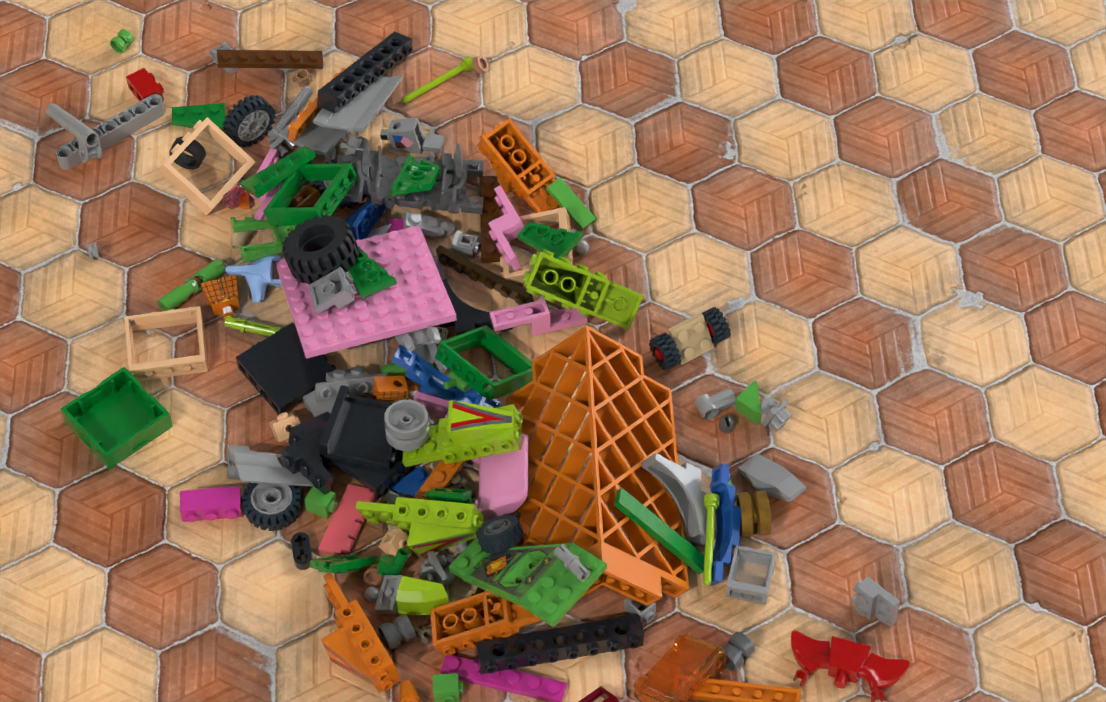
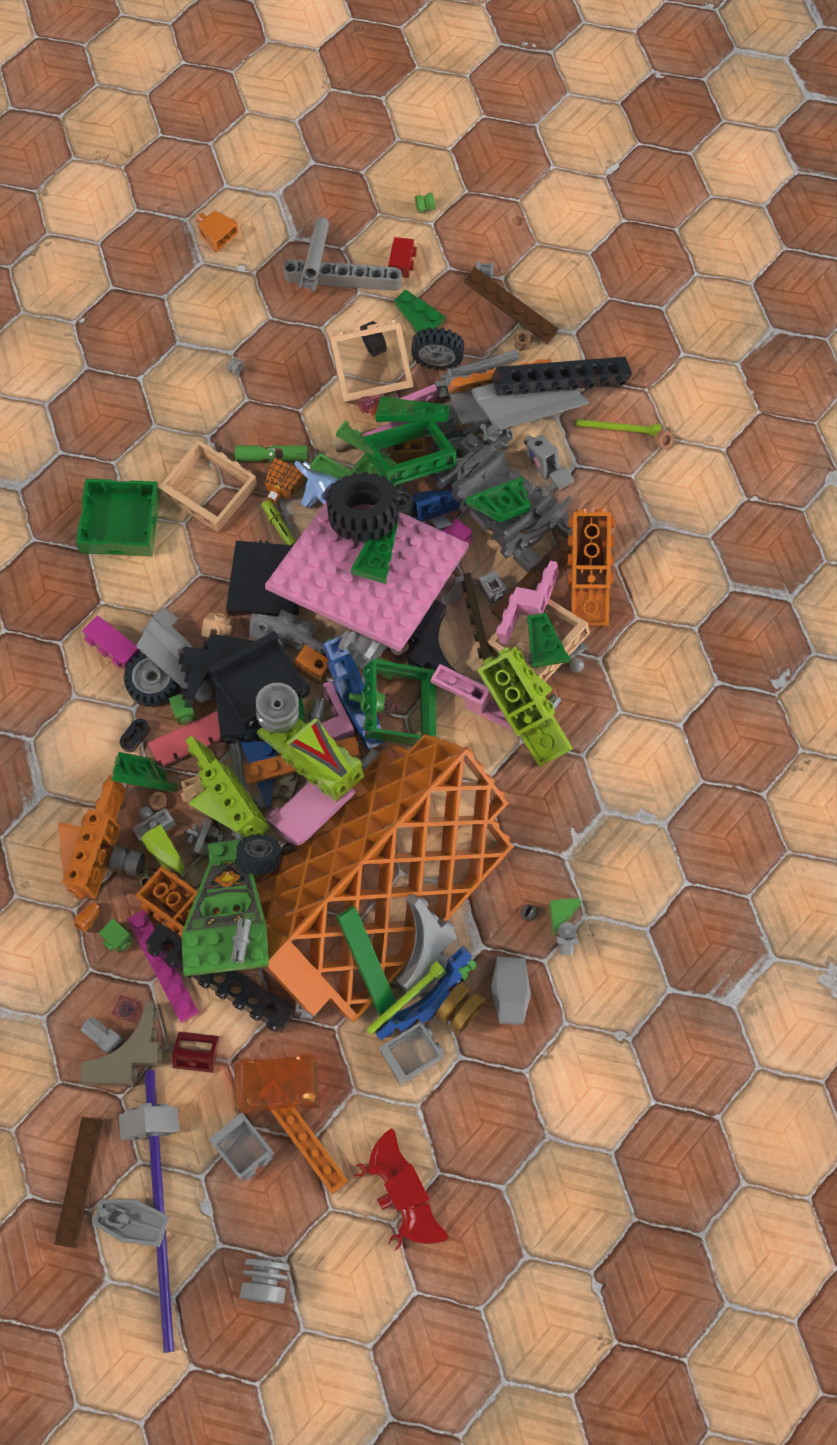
camera: 45 degrees right, 15 degrees up
(332, 290) = (335, 549): light grey plate -> none
(392, 565) = (176, 805): green piece -> none
(429, 225) = (480, 546): light grey hinge -> none
(449, 495) = (259, 791): green panel -> none
(575, 208) = (603, 621): bright green tile -> none
(690, 338) = (571, 818): plate -> none
(710, 405) = (531, 886): light grey piece -> none
(738, 649) = (334, 1104): dark grey wheel -> none
(875, 600) = (470, 1164): light grey plate -> none

